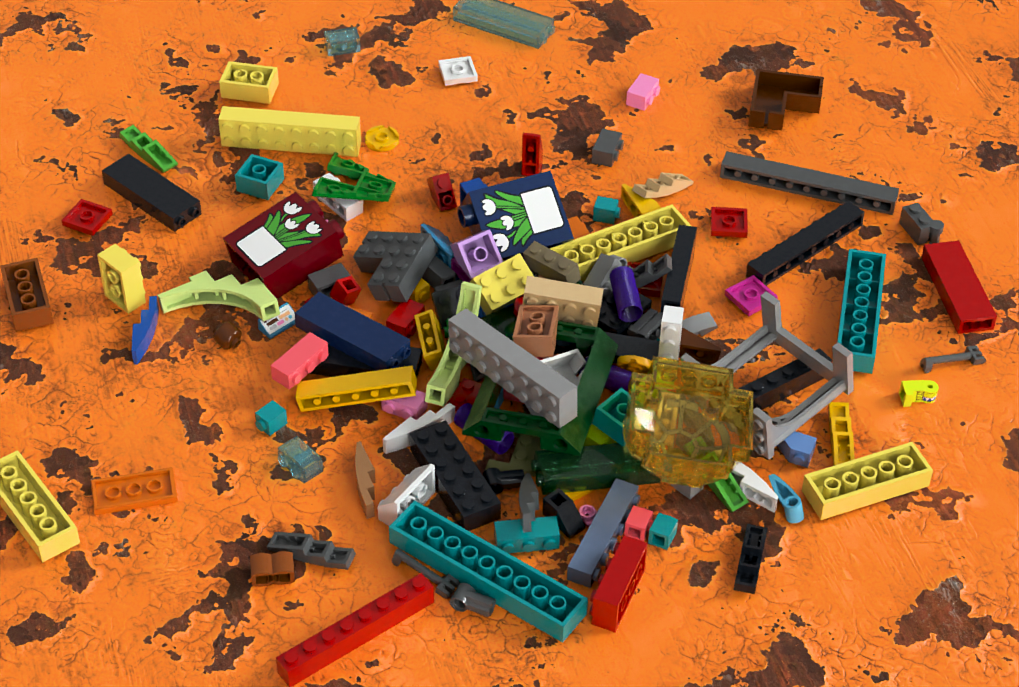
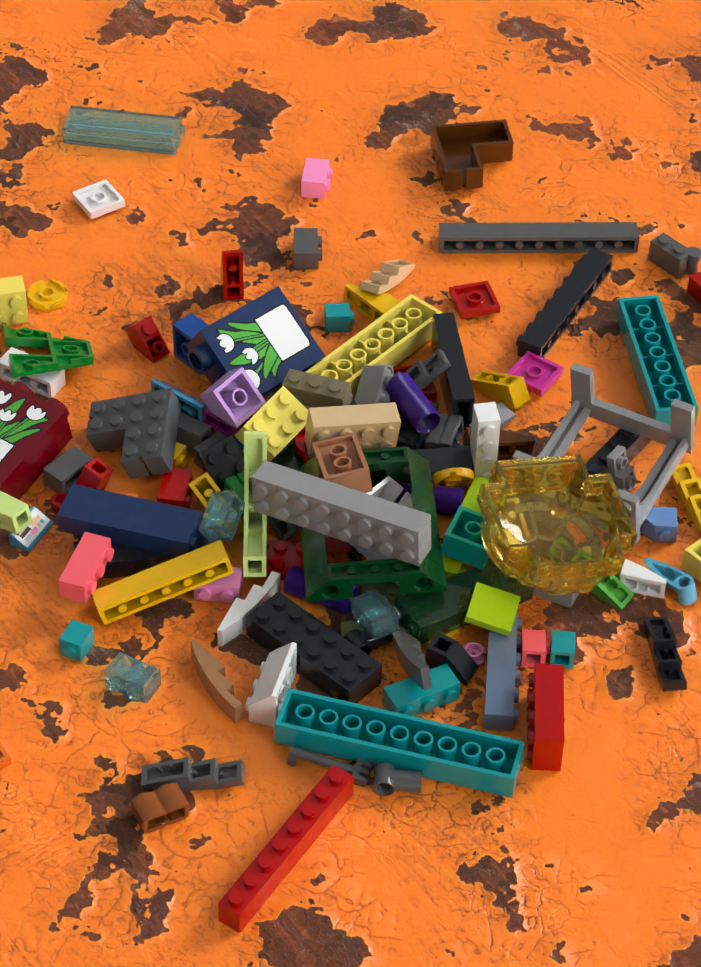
camera: 20 degrees left, 0 degrees up
(424, 347) = (222, 516): none -> clear light blue brick
(515, 459) = (375, 614): none -> clear light blue brick
(613, 481) = (492, 609): none -> lime tile
(716, 301) = (502, 388): none -> yellow slope
(783, 396) = (621, 473): none -> light grey slope

